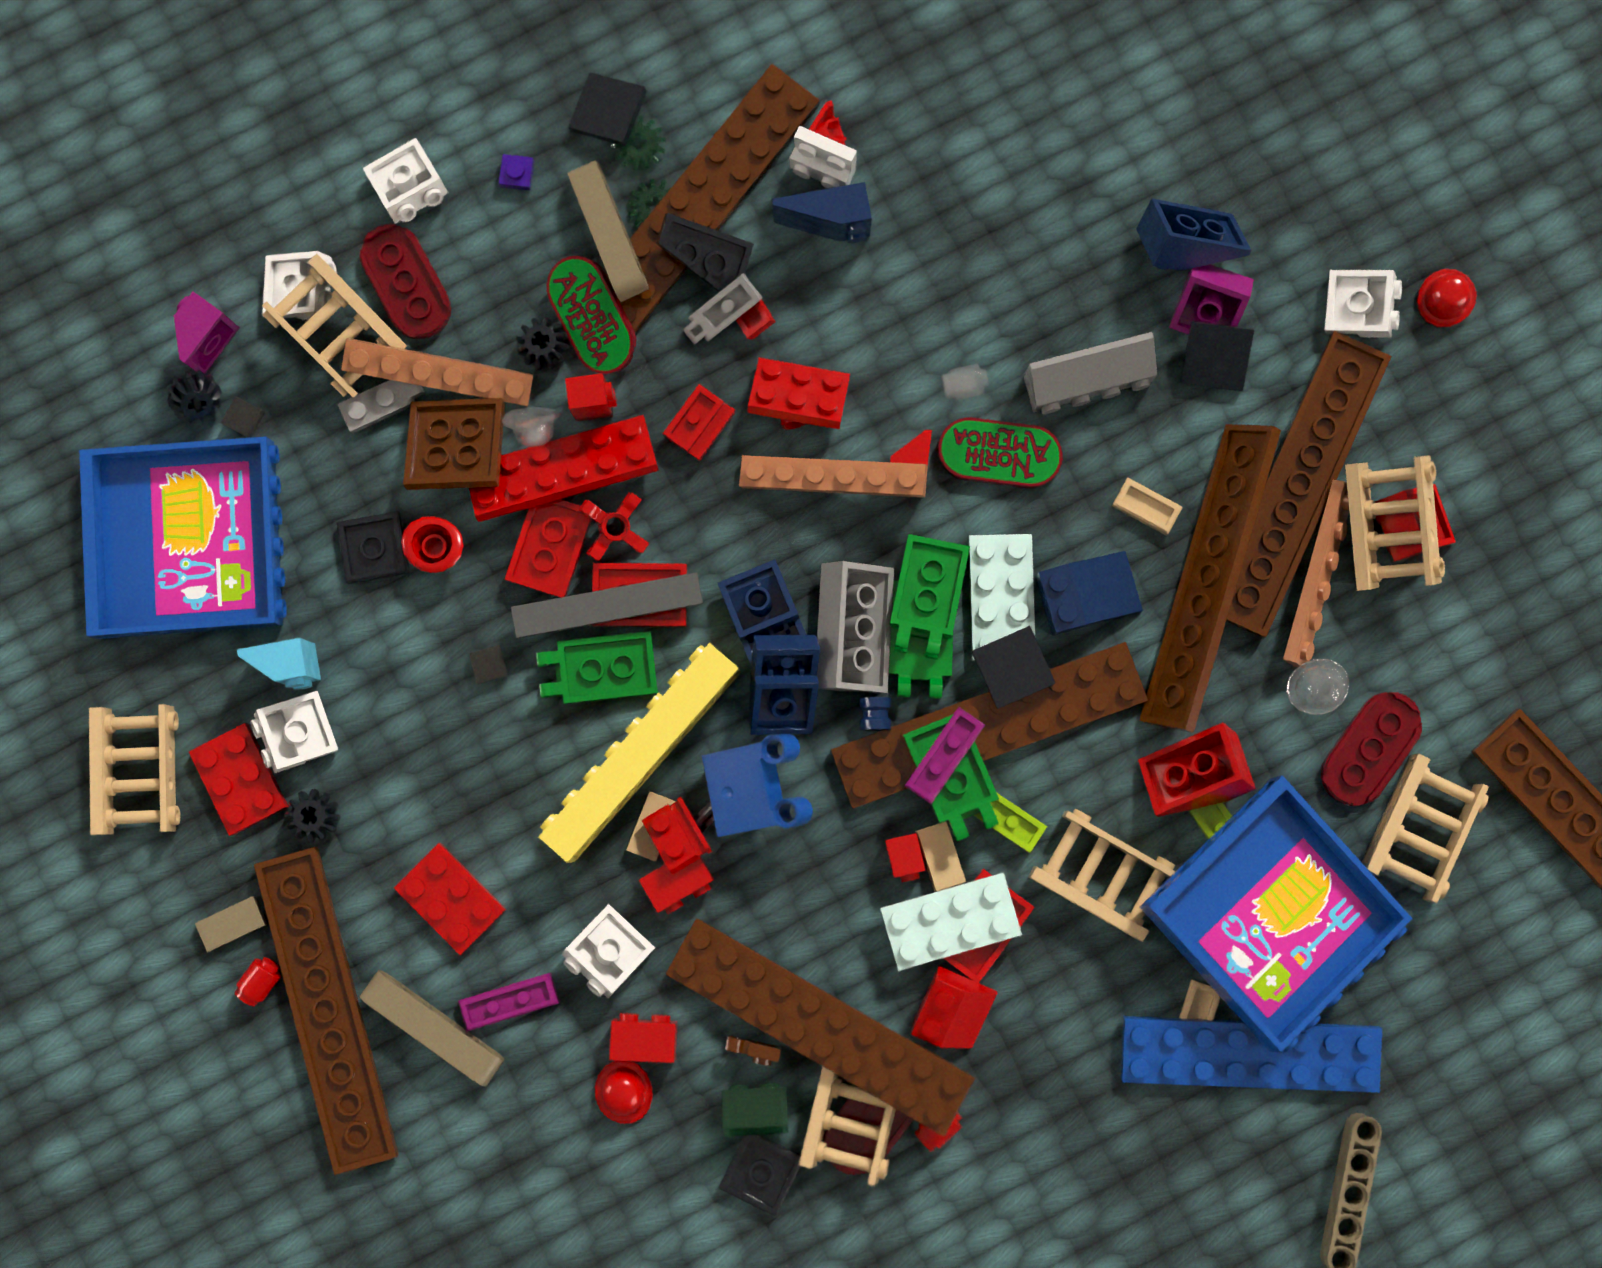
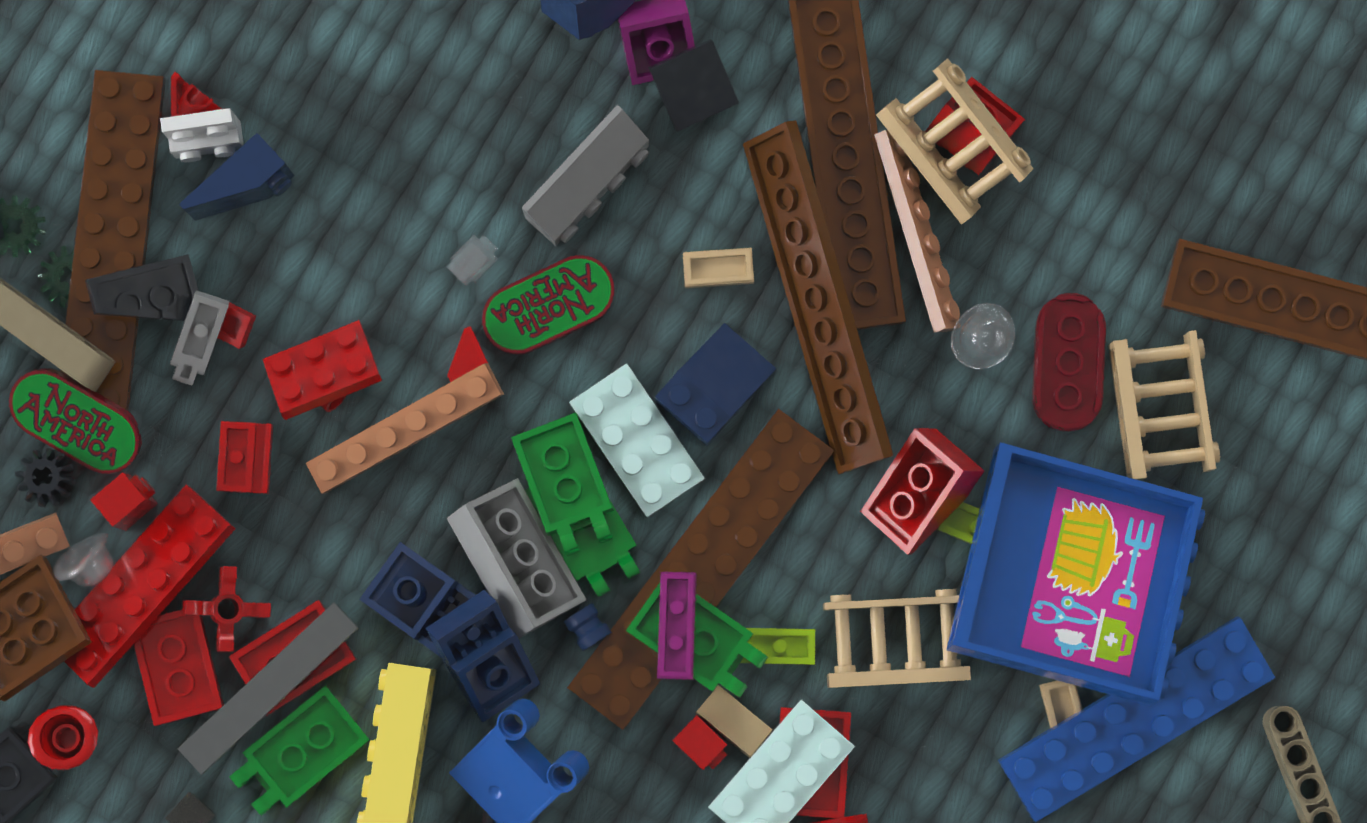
camera: 40 degrees left, 0 degrees up
(1013, 667) = (688, 500): black tile -> none

